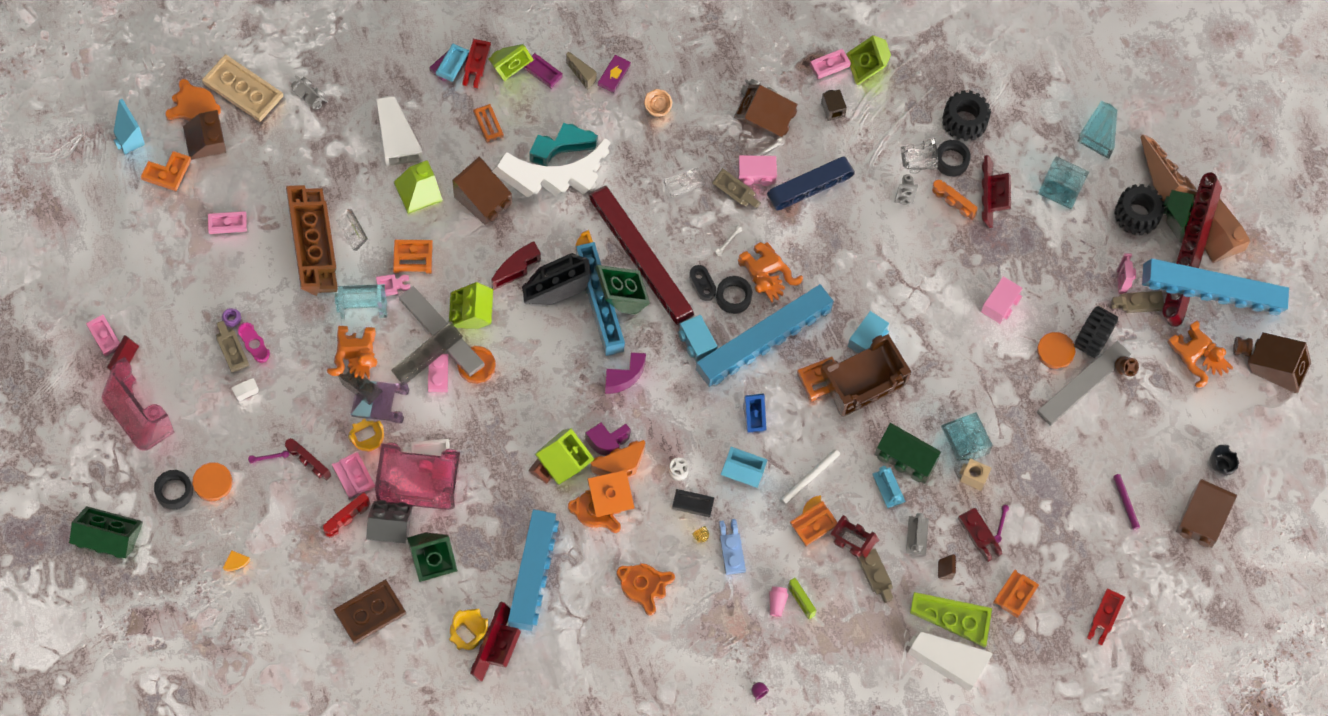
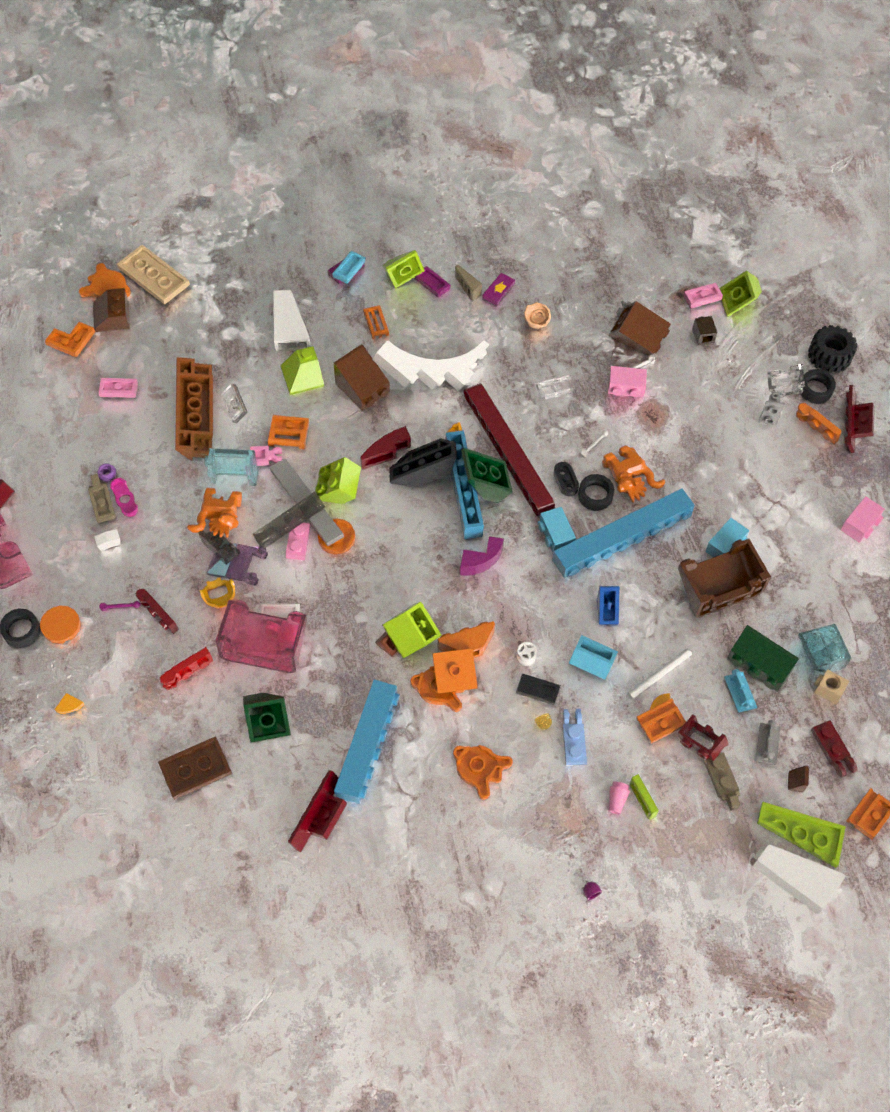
camera: 10 degrees right, 5 degrees down
(126, 130) = (38, 300): medium azure slope -> none
(314, 96) = (209, 277): light grey hinge -> none
(353, 475) = (199, 630): bright pink plate -> none
(389, 521) = (227, 679): dark grey slope -> none
(473, 622) = (299, 789): yellow helmet -> none
(476, 61) = (371, 269): red hinge -> none
(568, 140) = (449, 341): teal arch -> none
(603, 442) = (453, 620): magenta brick -> none
(735, 189) = (605, 397): dark tan hinge -> none
(810, 183) = (678, 397): dark blue beam -> none
(811, 376) = (669, 575): orange plate -> none
(1005, 508) = (860, 724): magenta hinge -> none

